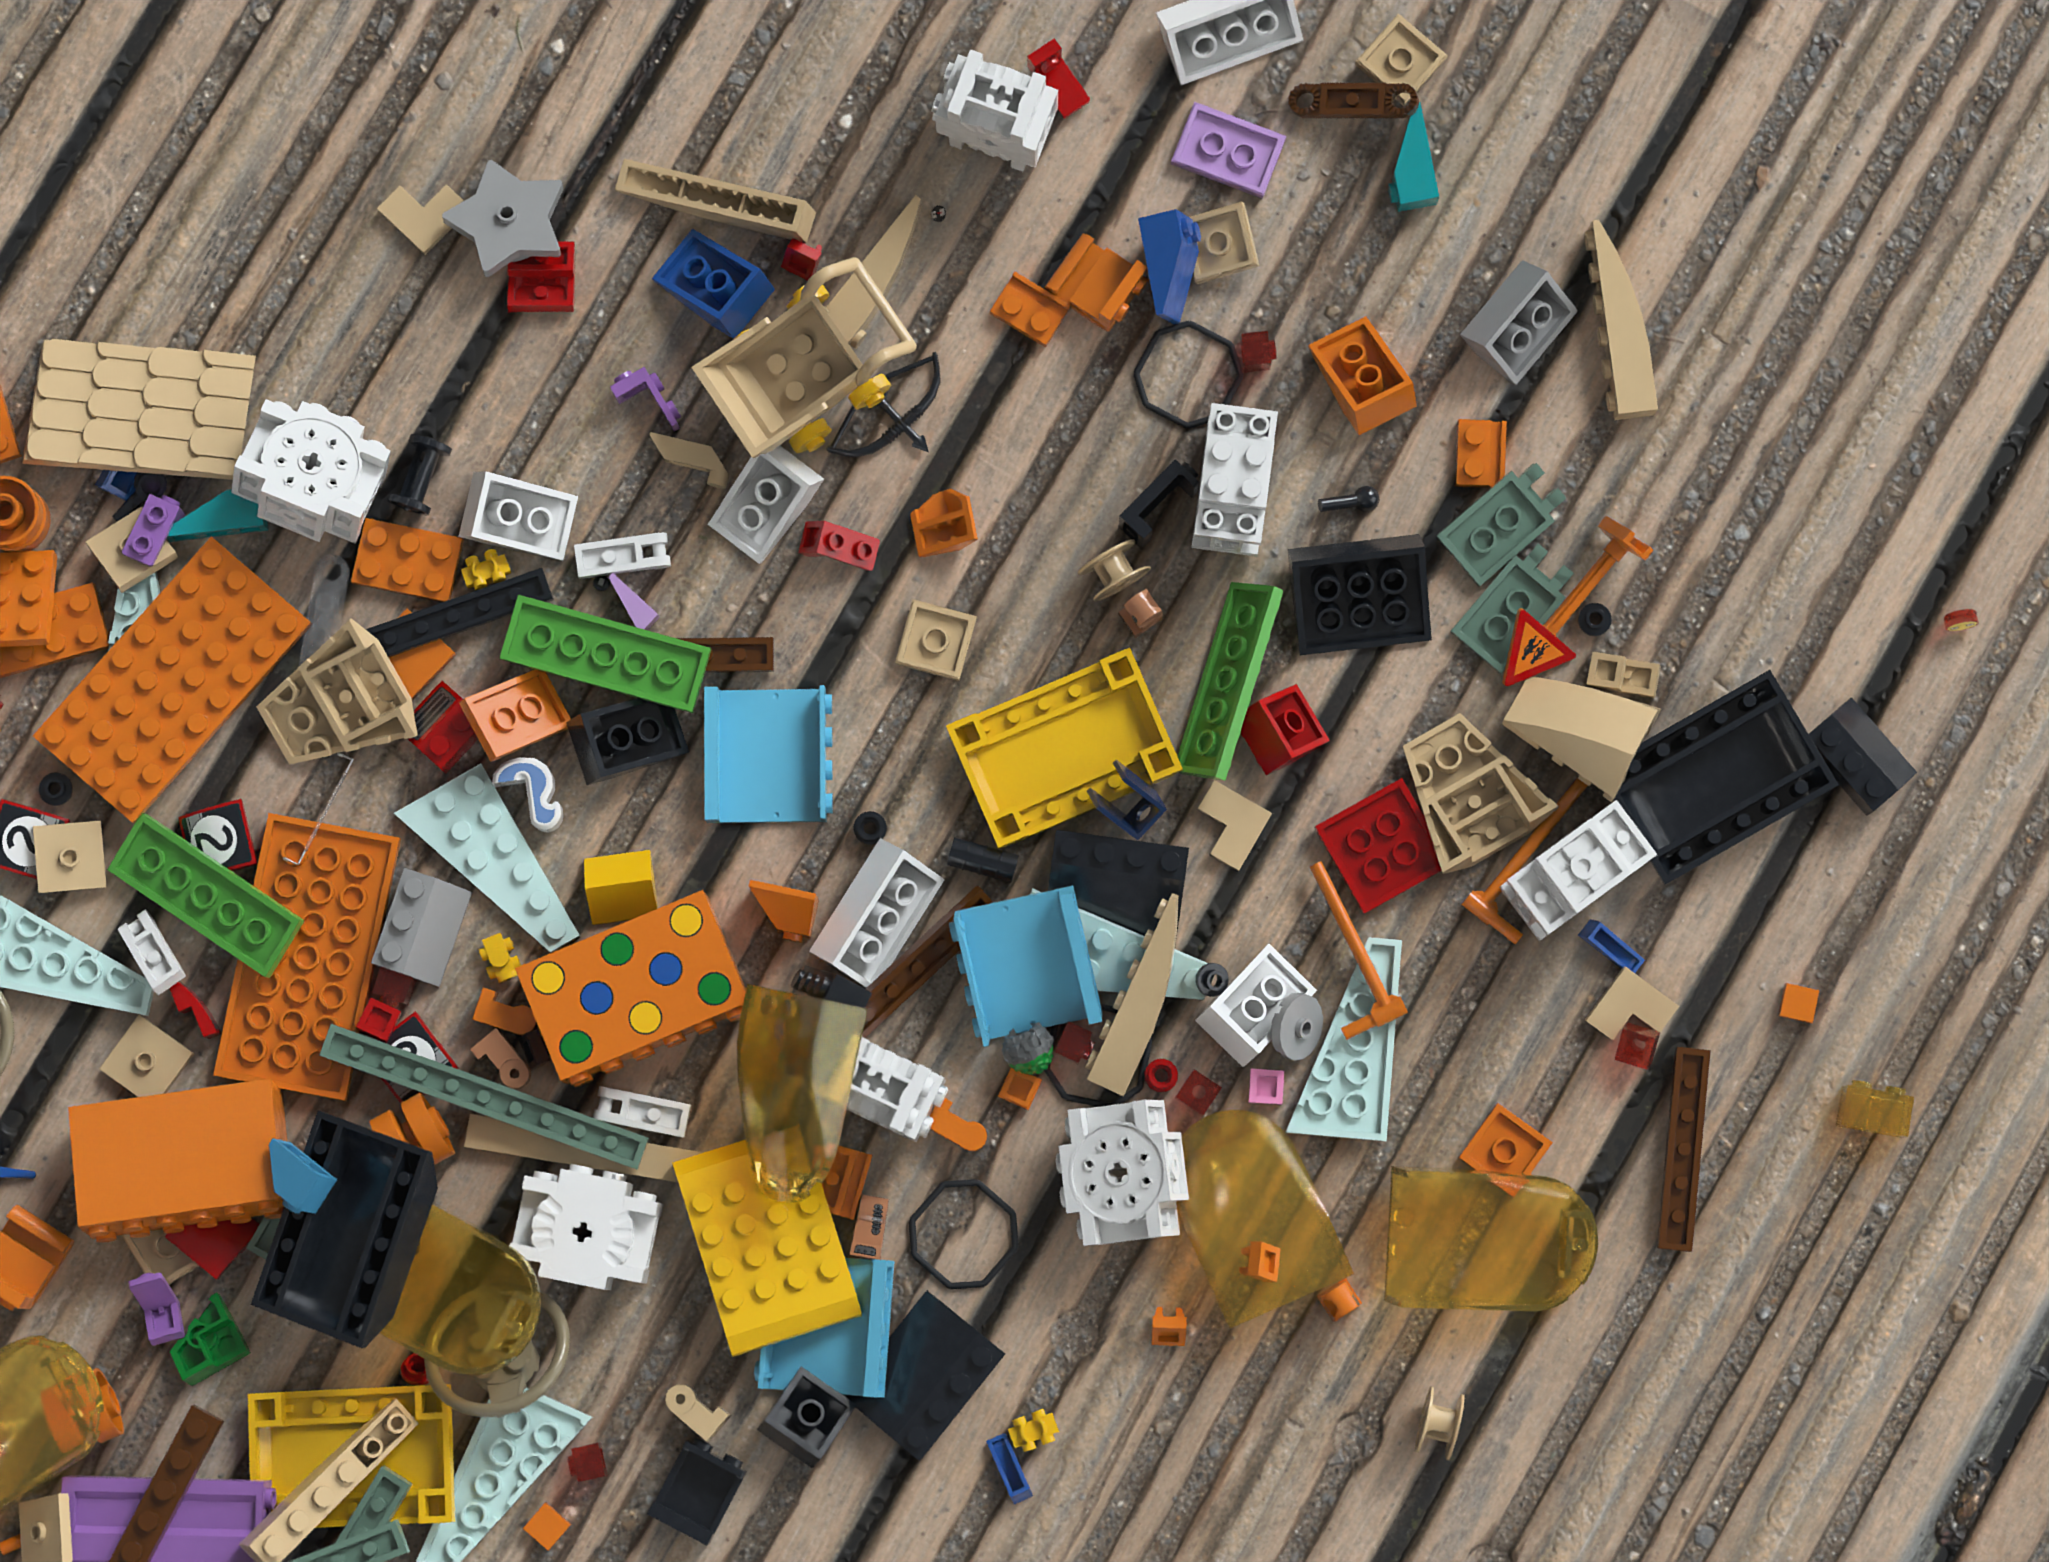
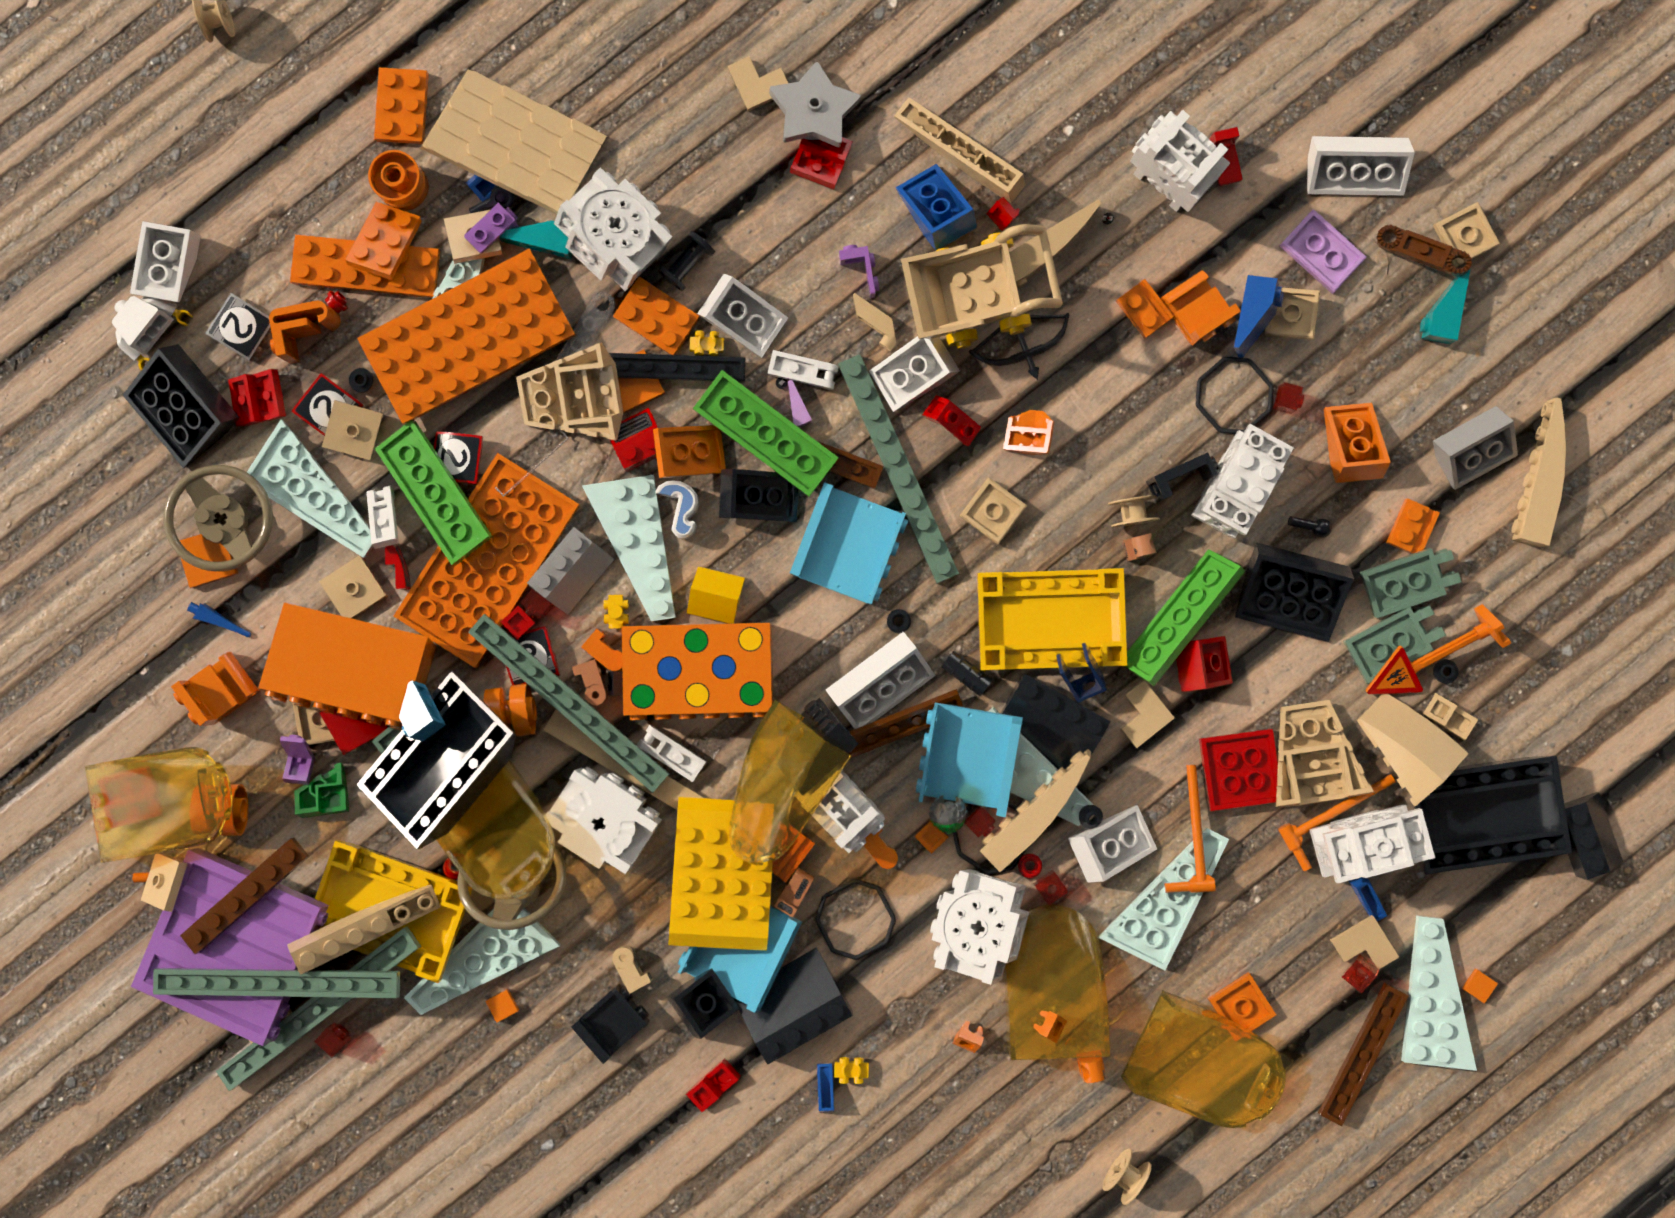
camera: 20 degrees right, 5 degrees up
(587, 1462) = (545, 974): clear red plate -> none
(788, 909) = (821, 656): orange slope -> none
(794, 634) = (898, 468): none -> sand green plate
(862, 1521) = (713, 1084): none -> red slope
(1266, 1086) = (1097, 900): bright pink tile -> none
(1297, 1026) = (1136, 871): light grey plate -> none
(1756, 1062) = (1434, 1013): none -> light aqua wing
(1875, 1110) = (1503, 1080): clear yellow brick -> none

